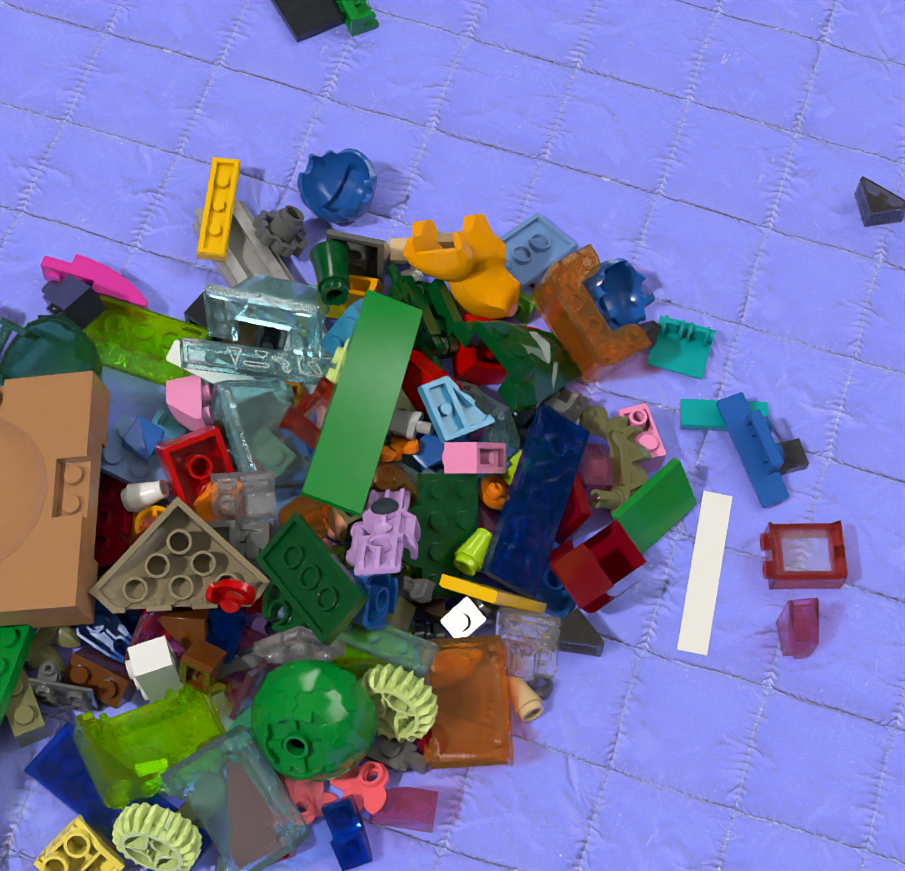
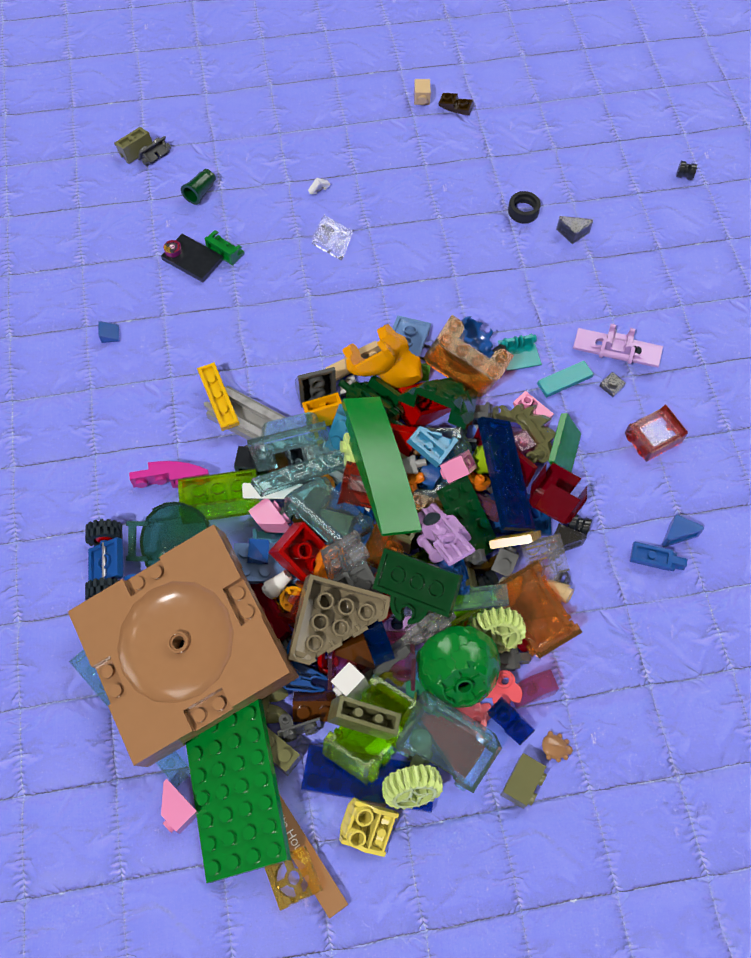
camera: 25 degrees left, 0 degrees up
(73, 301) = (163, 490): black hinge -> none
(130, 54) = (108, 332): none -> blue slope
(147, 719) = (364, 717): none -> olive brick
(201, 665) = (381, 668): reddish brown slope -> none
(229, 601) = (372, 620): red piece -> none
(282, 231) = (262, 391): dark grey plant -> none
(331, 269) = (311, 399): dark green plant -> none
(338, 185) = (280, 350): blue piece -> none
(472, 553) = (490, 522): lime cone -> none
(511, 59) = (332, 237): none -> clear plate
(609, 625) = (580, 524): none -> black wheel
(692, 725) = (656, 557): none -> blue hinge
(704, 573) = (608, 470): white sticker -> none
(750, 707) = (681, 530): none -> blue slope
(755, 448) = (595, 386): blue bracket -> none
(799, 627) = (679, 474): clear pink slope -> none
(828, 123) = (528, 198): none -> black tyre
(852, 423) = (618, 346): none -> lavender piece

